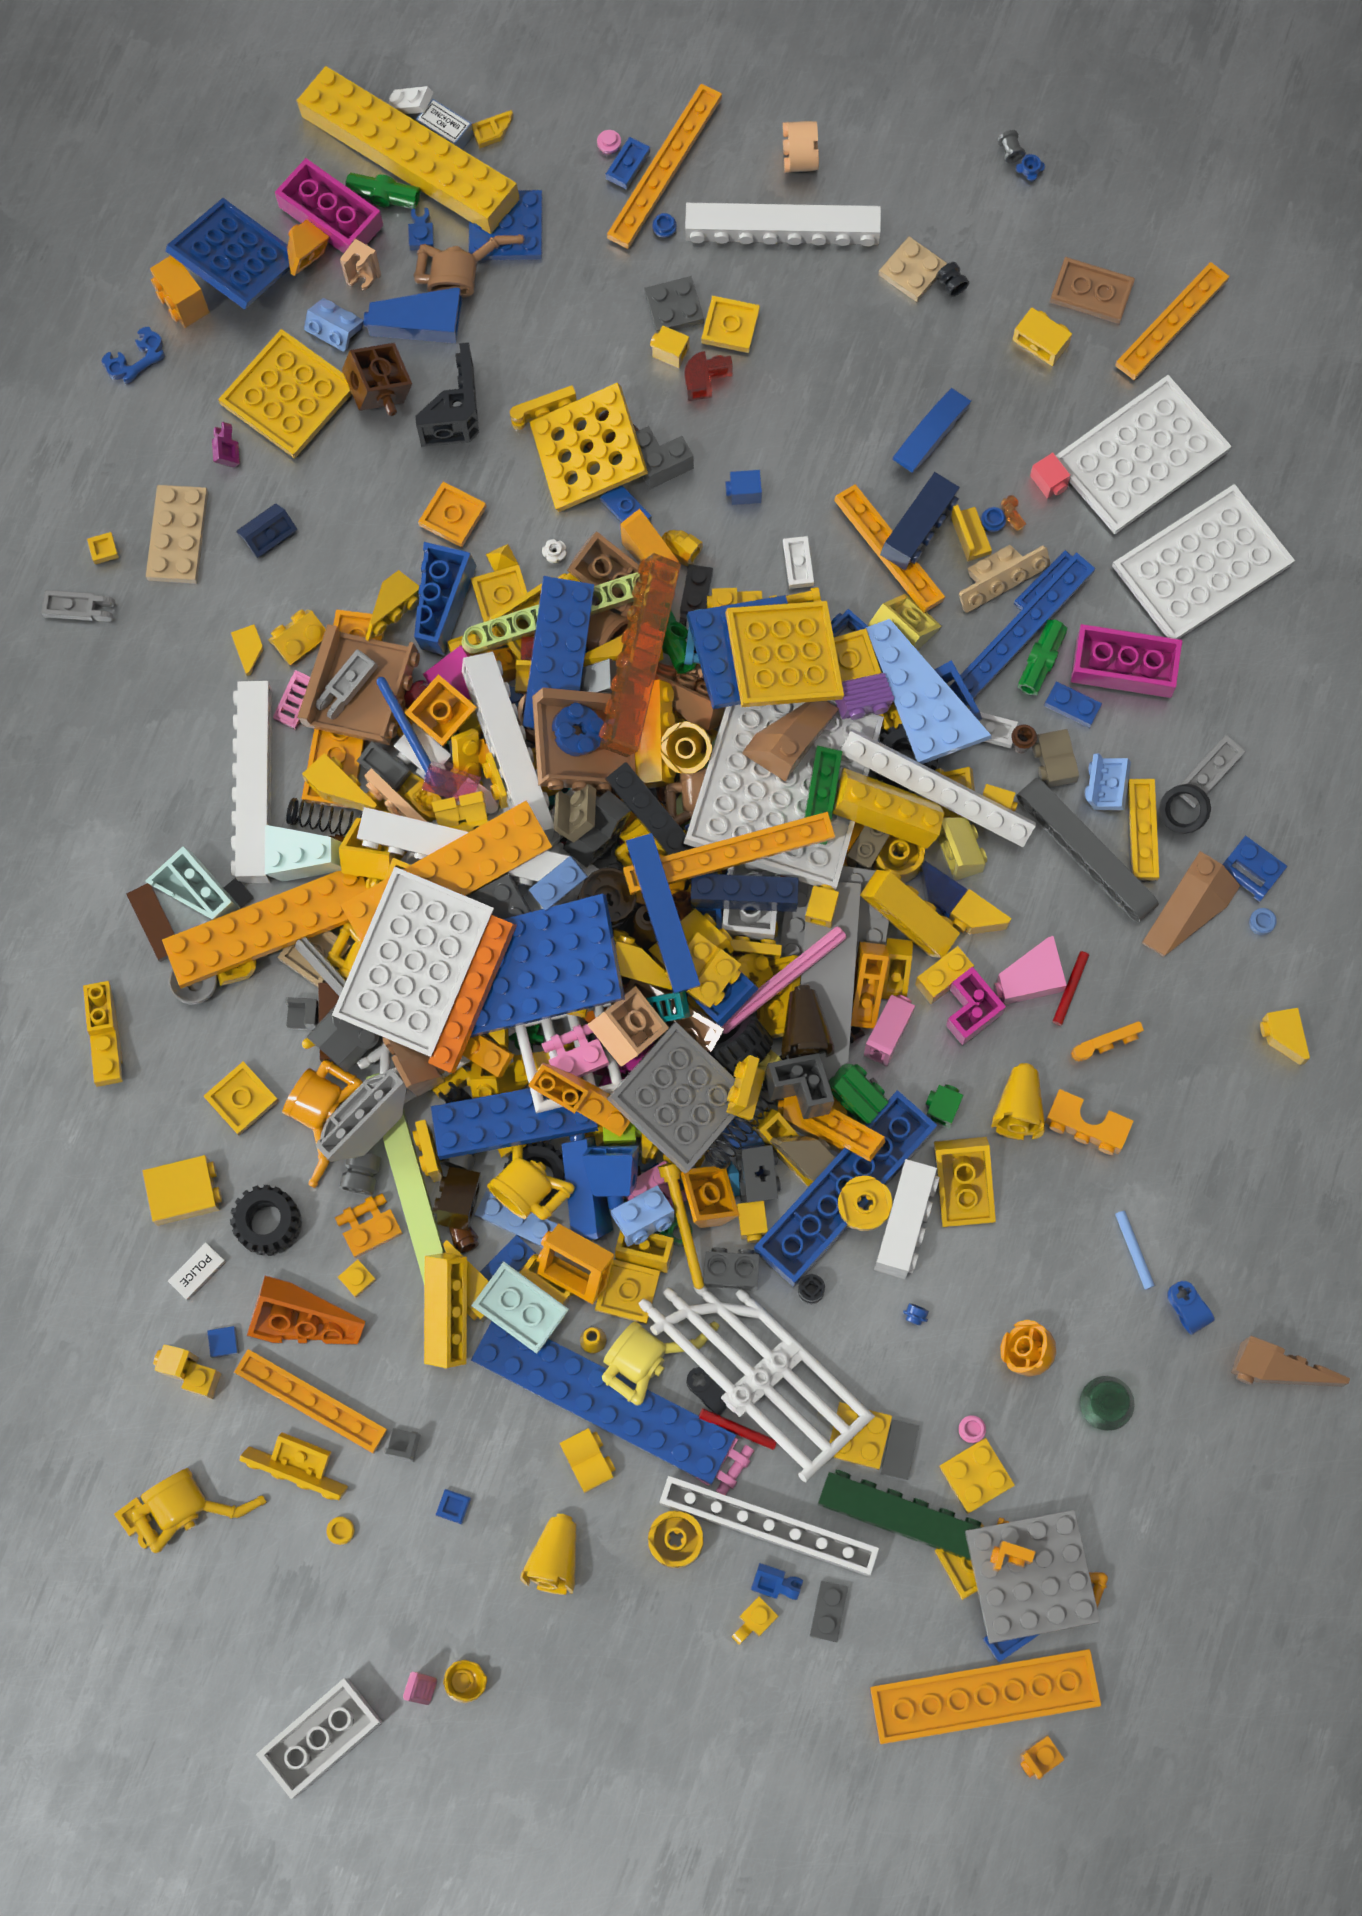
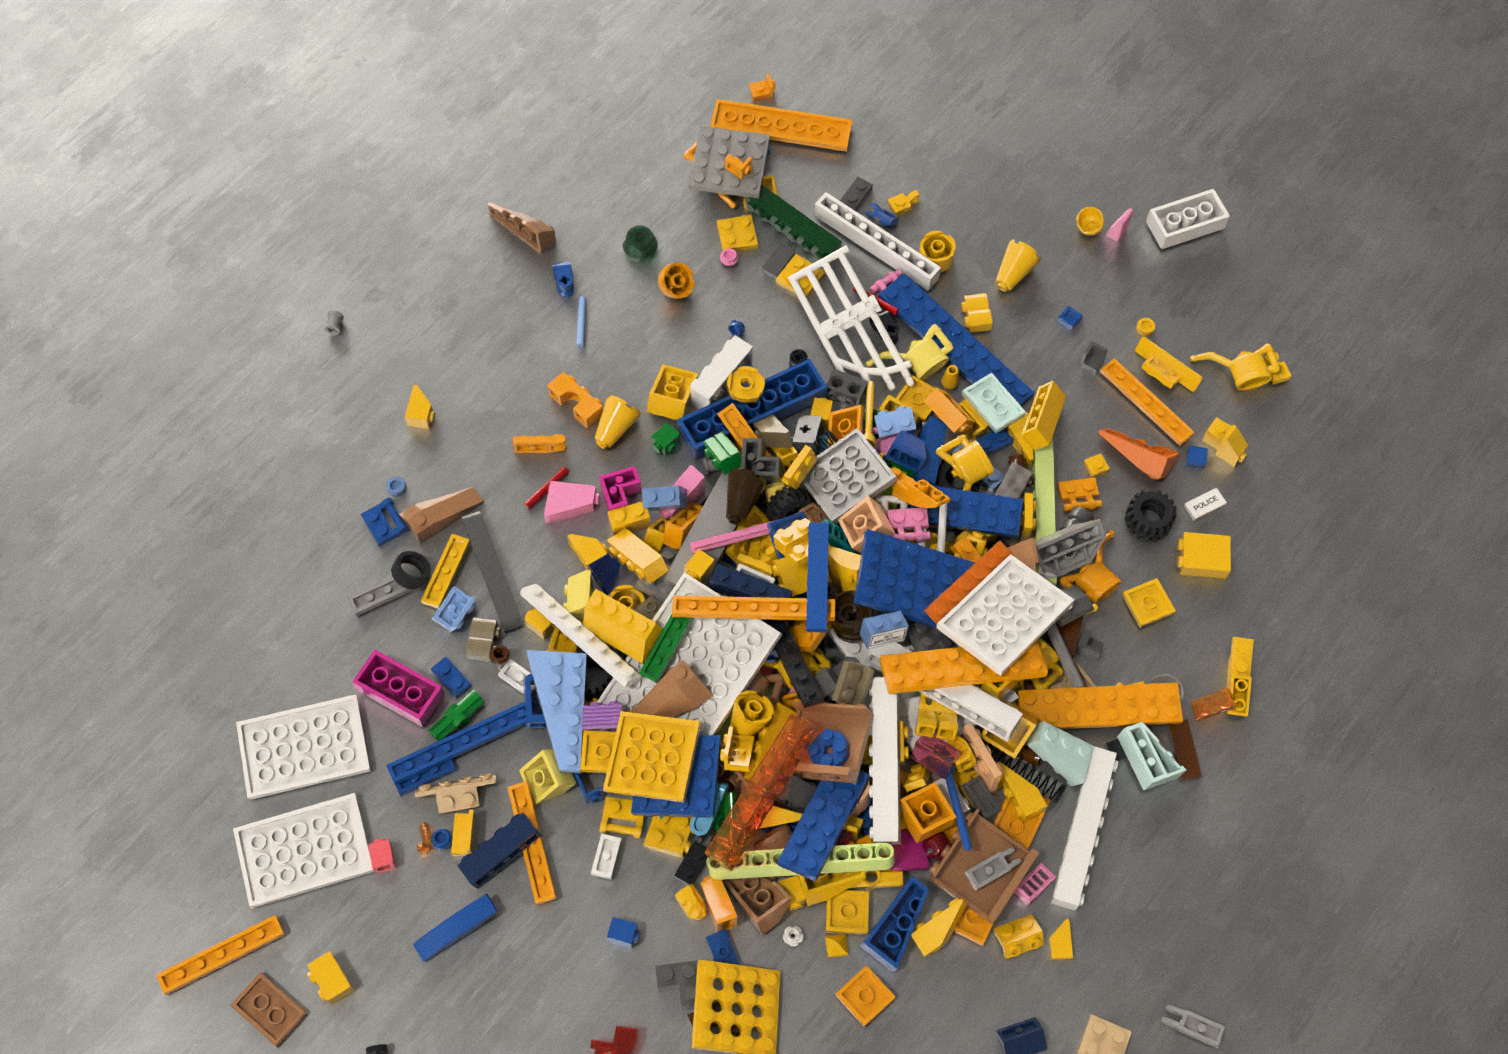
camera: 165 degrees left, 10 degrees down
(129, 983) = (1213, 704): none -> clear orange plate
(687, 698) = (737, 751): none -> yellow bracket
(906, 1000) = (664, 498): none -> medium blue brick

